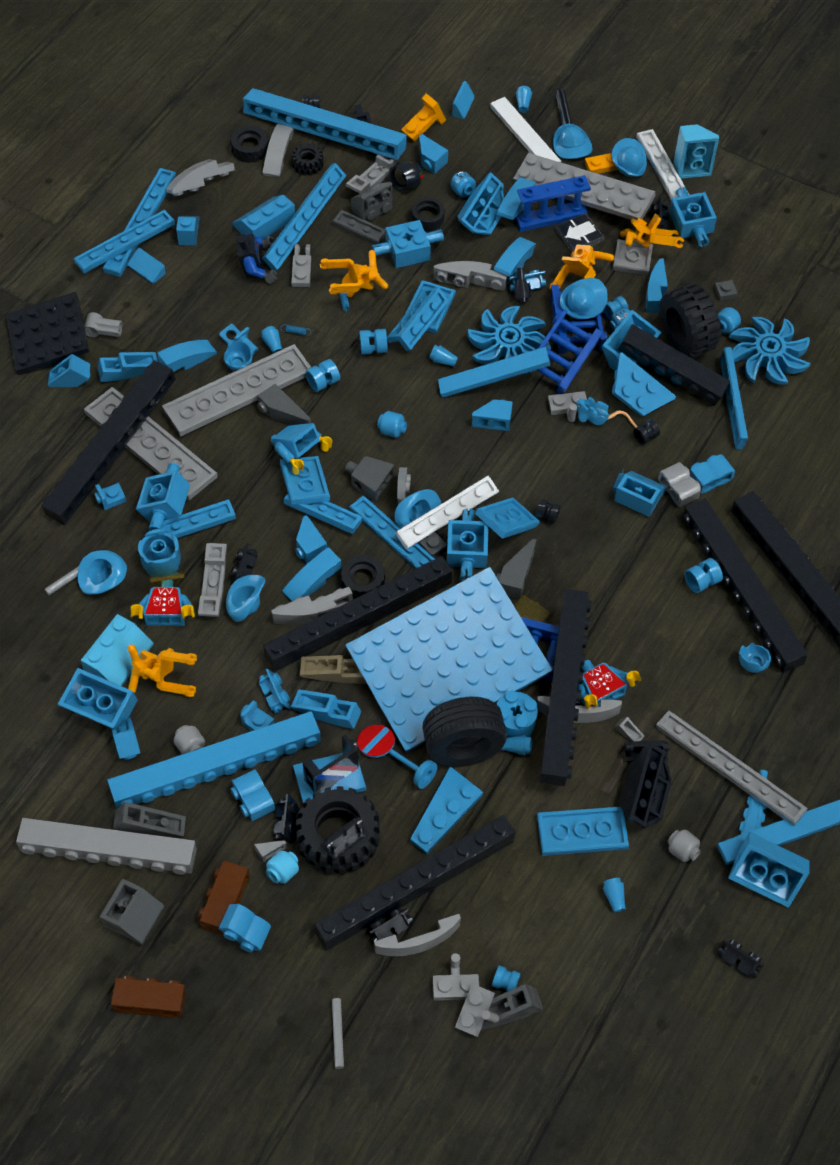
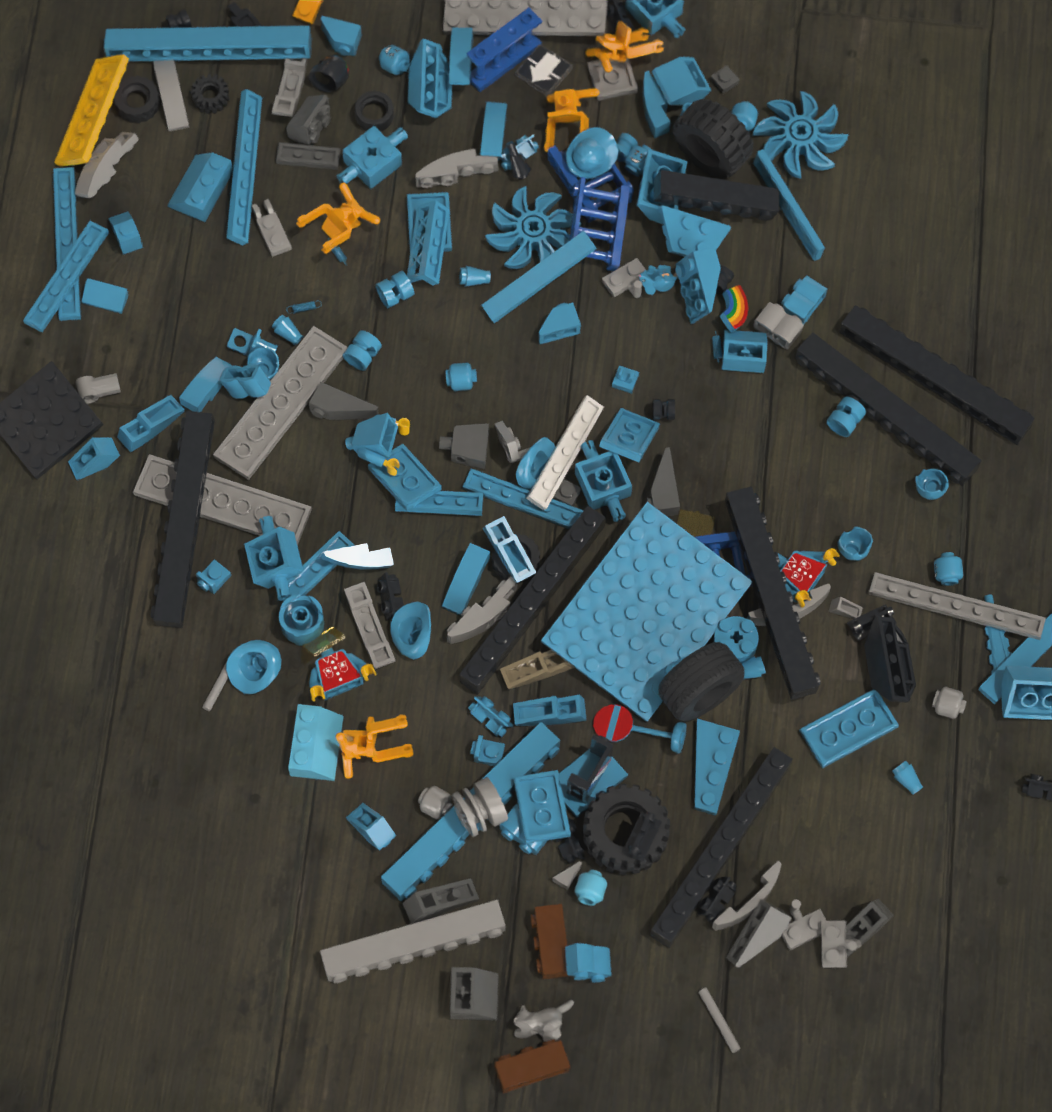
camera: 25 degrees left, 10 degrees up
(98, 699) = (326, 801): dark azure slope -> none
(181, 964) = (545, 1022): none -> light grey animal
(209, 138) = (91, 110): none -> yellow plate
(216, 361) = (245, 381): none -> dark azure brick
(216, 753) = (479, 807): none -> light grey wheel
(231, 524) = (359, 557): none -> slope
(250, 256) = (215, 241): torso -> none
(273, 779) = (541, 806): none -> dark azure tile
(309, 541) = (444, 542): dark azure slope -> none
(357, 564) = (509, 549): none -> dark azure slope
(414, 968) = (761, 930): none -> slope
(505, 979) = (847, 902): dark azure wheel -> none
(528, 478) = (625, 379): none -> dark azure tile
(626, 419) = (698, 281): none -> dark azure slope
(649, 458) = (736, 308): none -> tile
(662, 679) = (855, 544): none -> dark azure hair
(686, 270) = (681, 81): none -> dark azure slope
(737, 733) = (948, 569): none -> dark azure head

